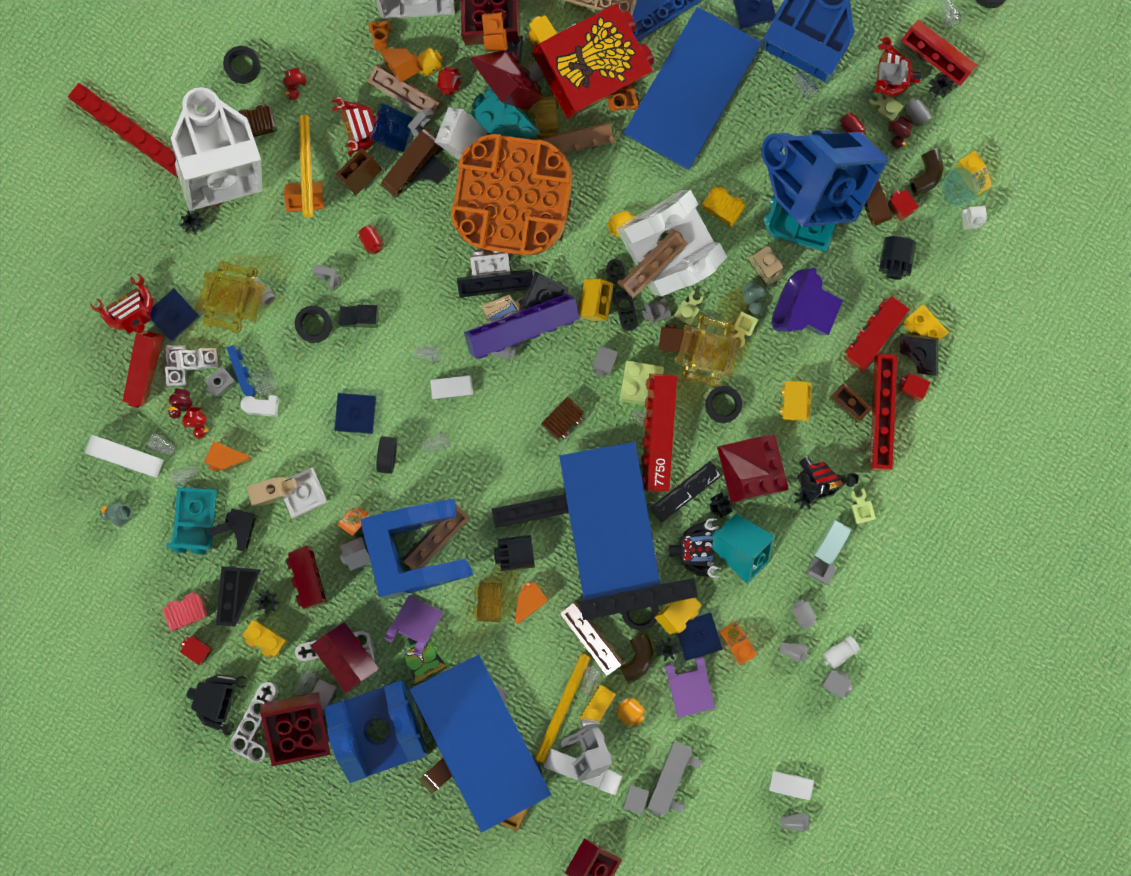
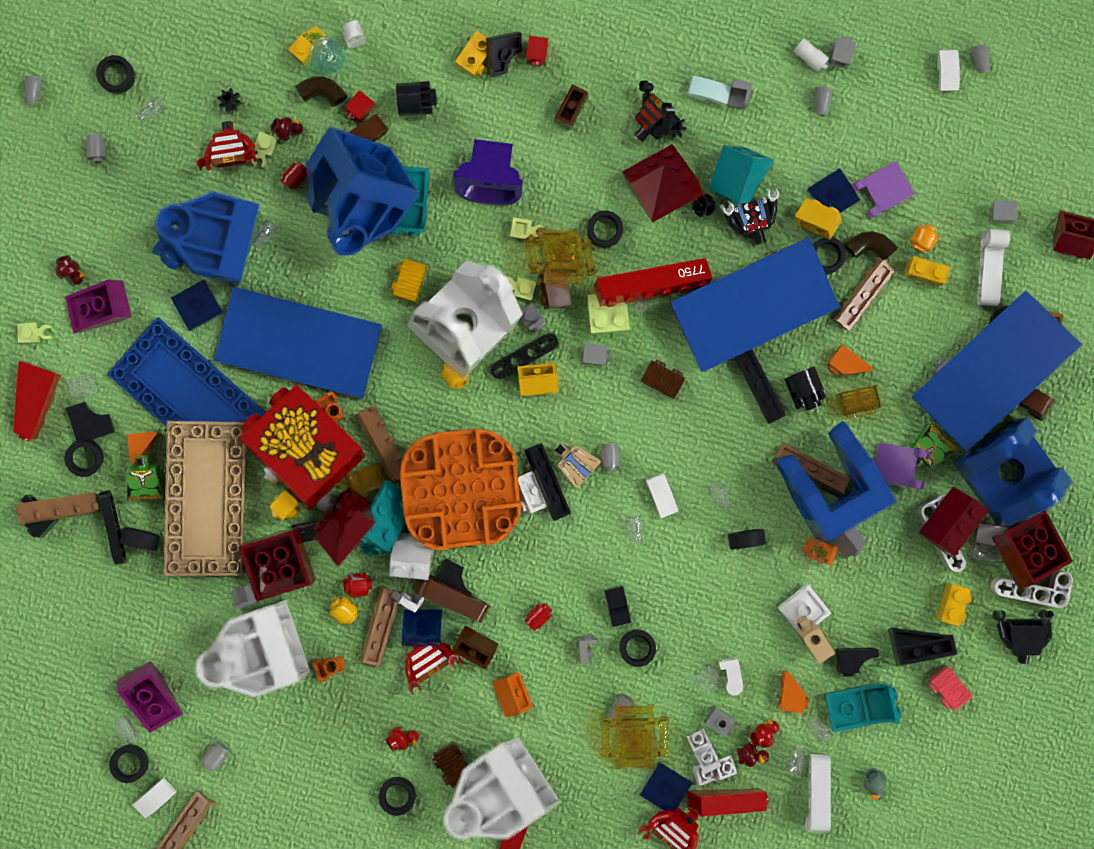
camera: 105 degrees left, 5 degrees up
(187, 221) = (571, 791): black gear -> none
(195, 650) = (982, 667): red brick -> none
(216, 530) = (865, 681): black tile -> none
(241, 372) = (704, 704): blue plate -> none
(270, 606) = (913, 609): black gear -> none
(305, 163) = (484, 701): yellow axle -> none
(306, 578) = (885, 581): dark red slope -> none
(355, 413) = (712, 581): clear blue plate -> none
(400, 62) = (353, 637): orange slope -> none
(494, 33) = (302, 551): orange brick -> none
(521, 326) = (586, 443): dark purple brick -> none
(542, 290) = (545, 433): black tile -> none
(562, 707) = (936, 304): yellow axle -> none
(591, 679) = (903, 284): clear cone -> none
(595, 756) = (980, 256): light grey piece -> none
(638, 598) = (818, 258): black plate -> none
(653, 263) = (493, 331): medium nougat hinge -> none
(662, 648) = (850, 224): black gear -> none
(669, 779) = (975, 185): light grey brick -> none
(685, 491) = (699, 243): black tile -> none
(737, 643) = (830, 154): orange slope -> none
(751, 295) = (490, 230): sand green animal -> none
(766, 265) = (457, 224): tan torso -> none
(796, 401) = (583, 159): yellow brick -> none
(804, 614) = (785, 99): light grey brick -> none
(862, 510) = (669, 69): yellowish green plate -> none
(876, 334) = (495, 100): red brick -> none
(883, 412) = (571, 73): red brick -> none
(892, 72) = (232, 148): light grey bracket -> none
(918, 112) = (262, 115): light grey brick -> none
(939, 52) = (196, 109): red brick -> none

